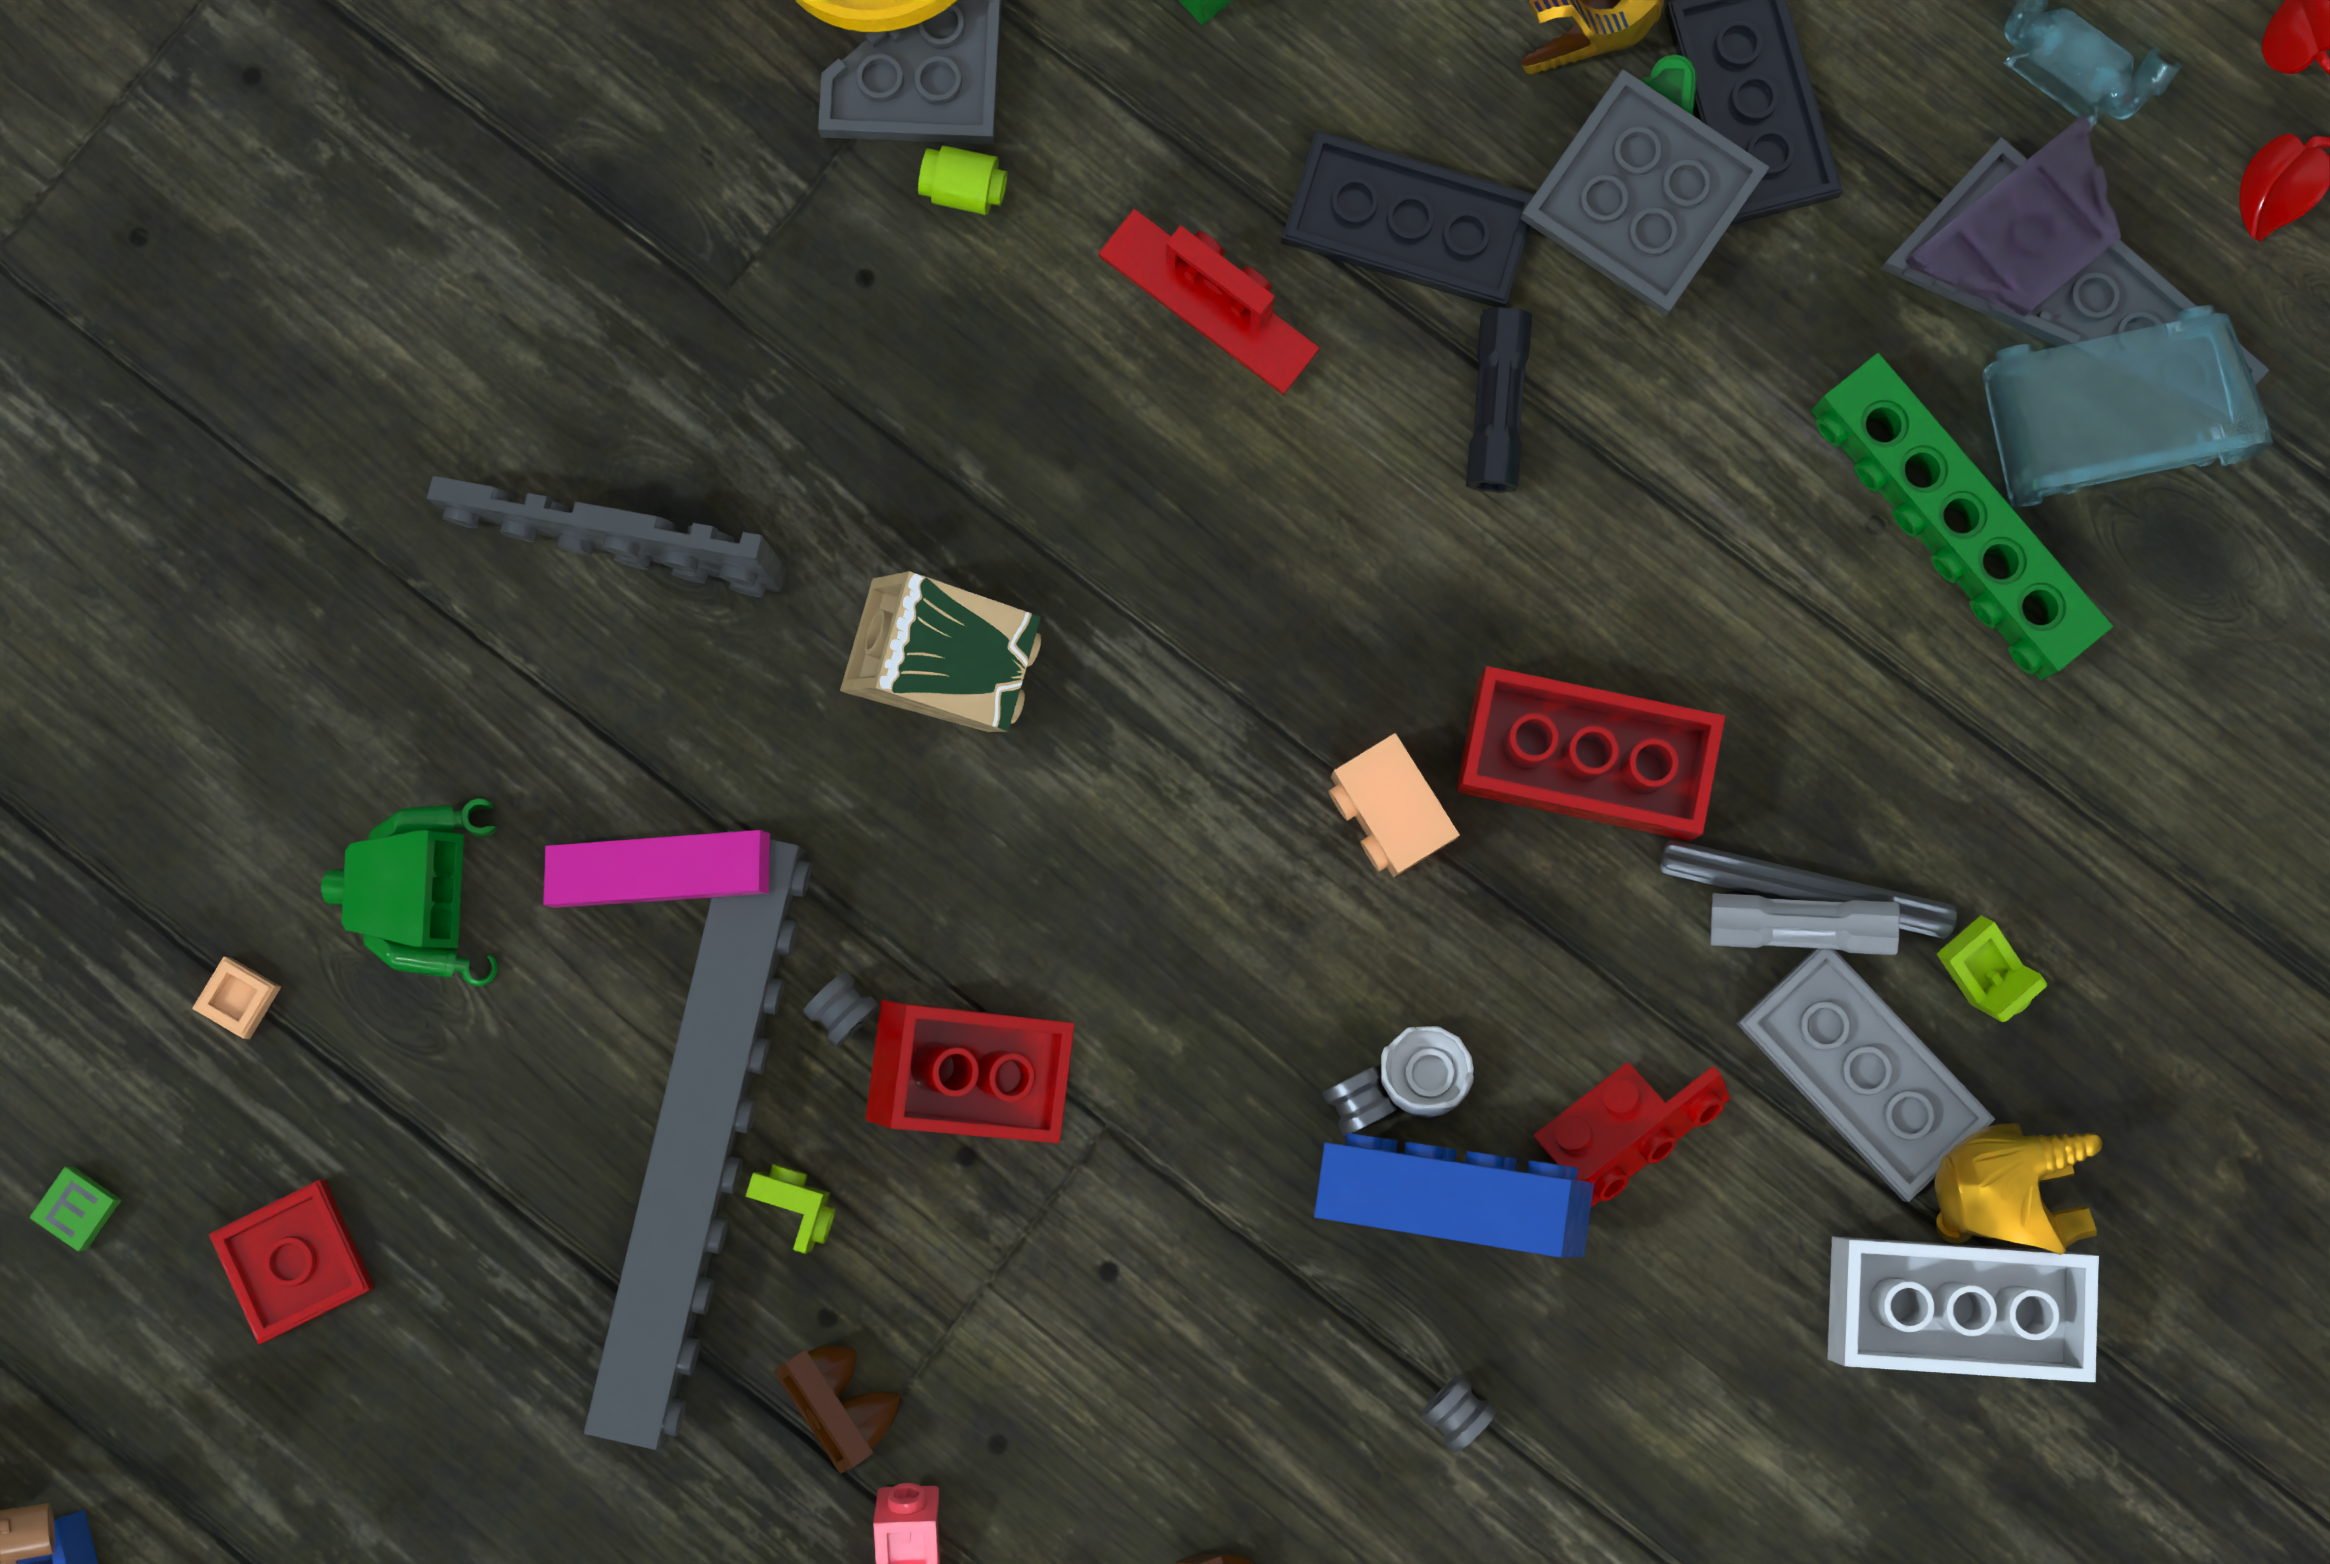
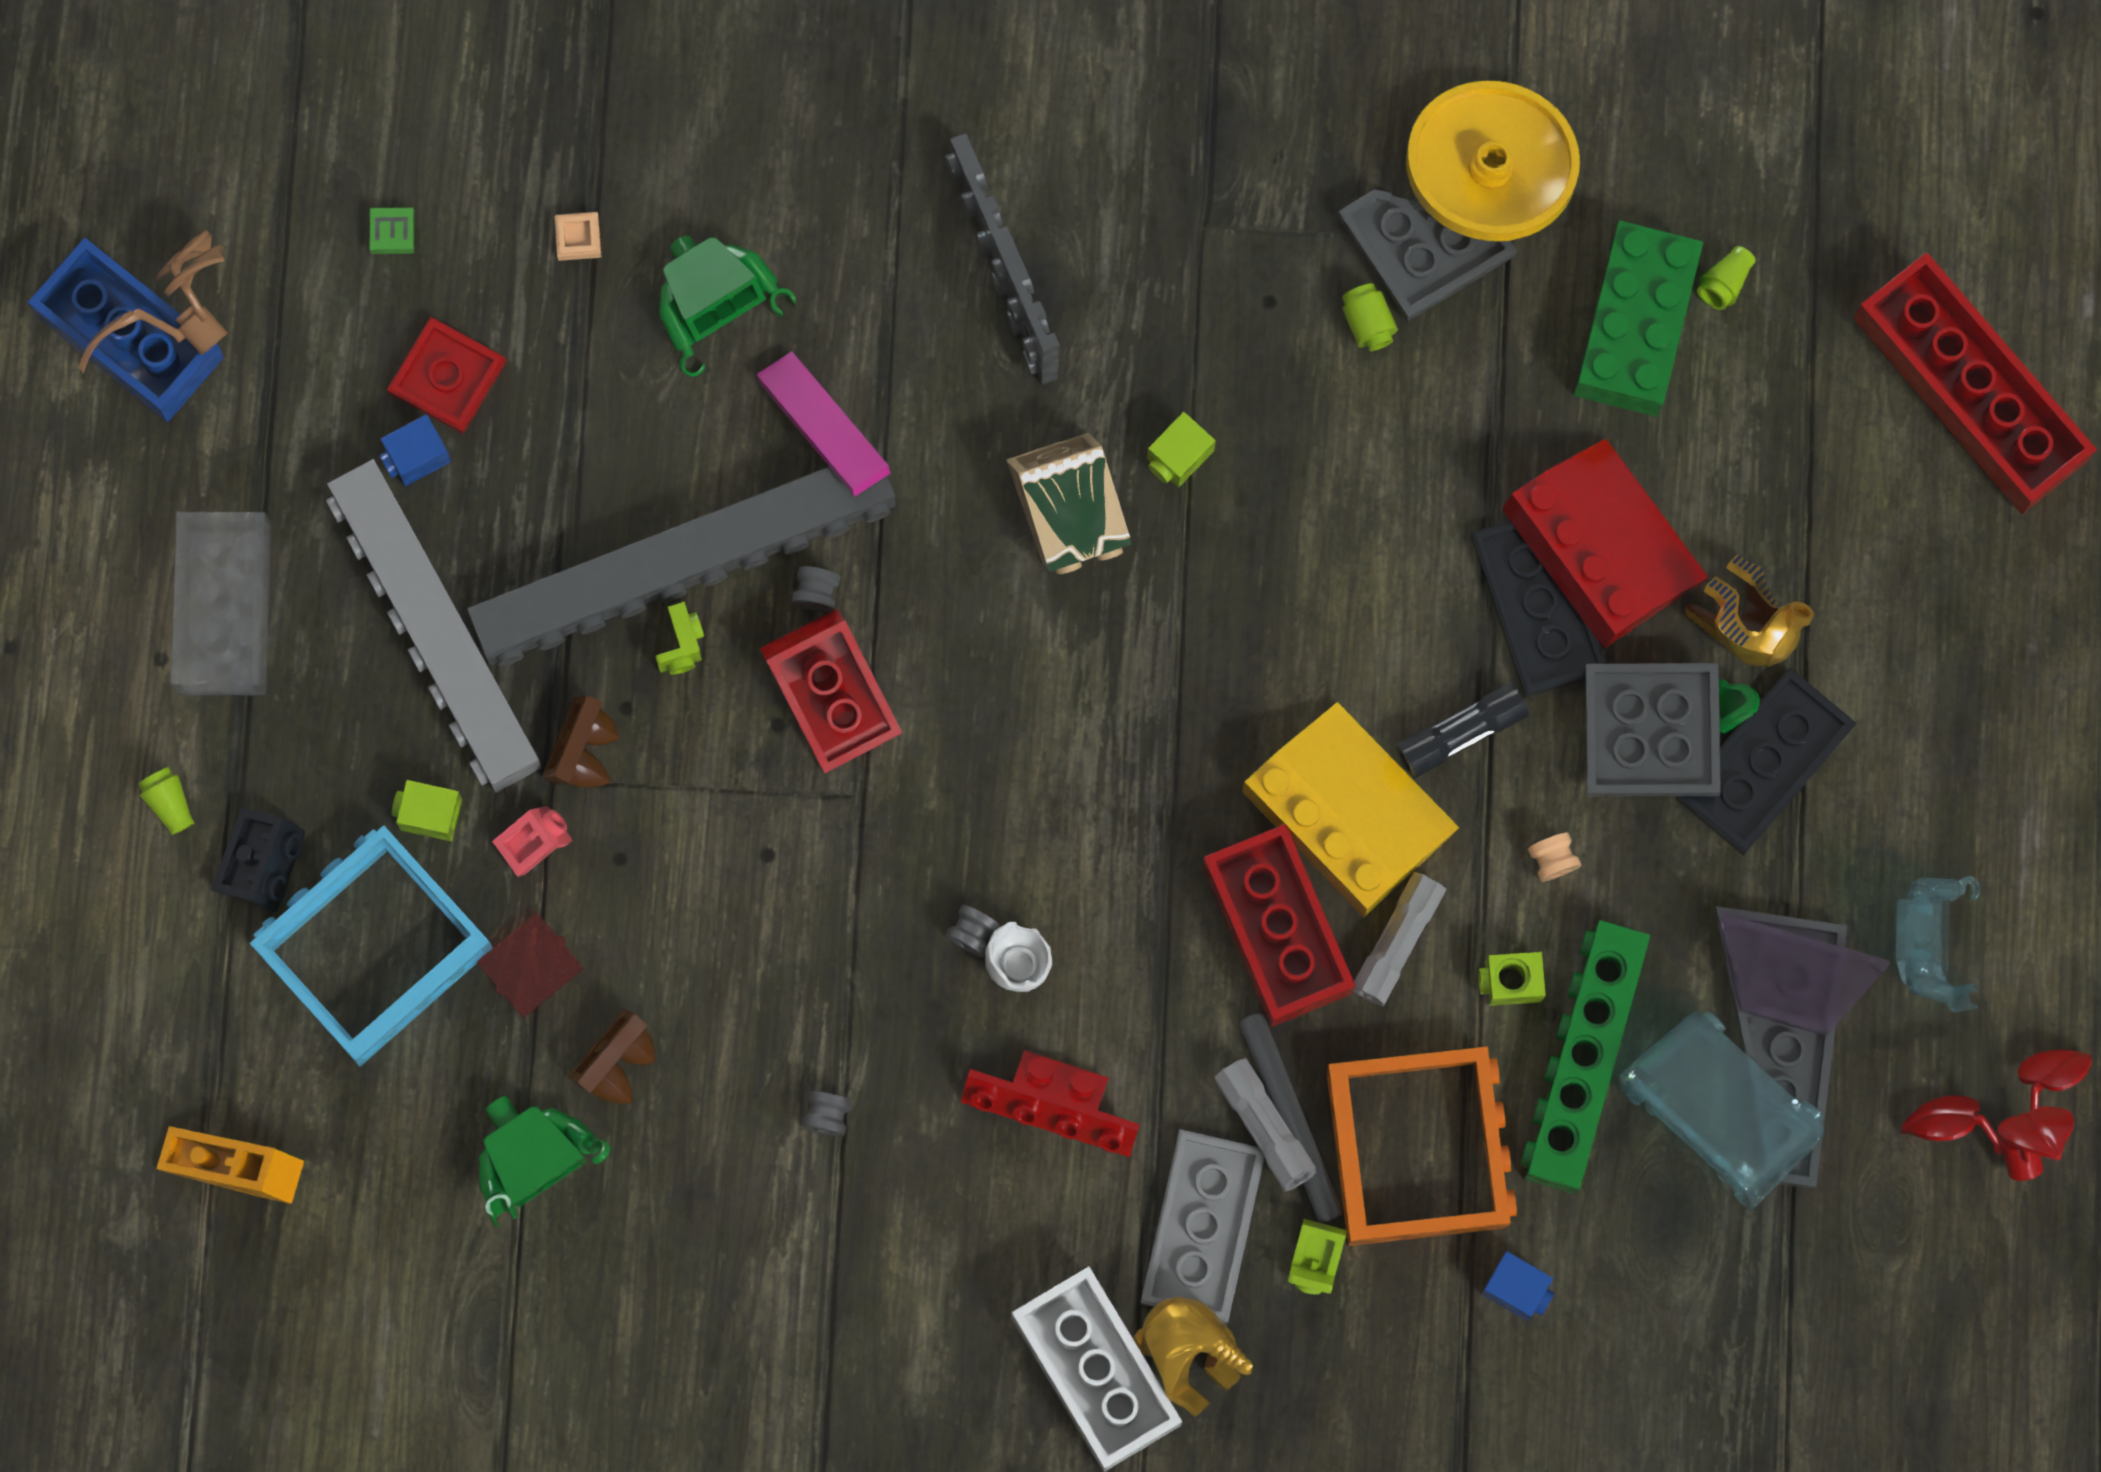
camera: 50 degrees right, 5 degrees down
(353, 1363) = (414, 451): none -> blue brick
(573, 1483) = (434, 627): none -> light grey brick
(967, 490) = (1180, 450): none -> lime brick
(1211, 296) = (1401, 515): red bracket -> none
(1392, 807) = (1164, 832): light nougat brick -> none
(1396, 103) = (1603, 541): none -> red slope
(1452, 1200) = (954, 1014): blue brick -> none
(1505, 584) = (1349, 808): none -> yellow slope
(1667, 593) = (1399, 937): none -> light grey axle
(1711, 398) = (1554, 857): none -> light nougat wheel
(1836, 519) = (1527, 965): none -> lime brick
(1896, 855) = (1347, 1156): none -> orange window
(2168, 770) = (1519, 1287): none -> blue brick

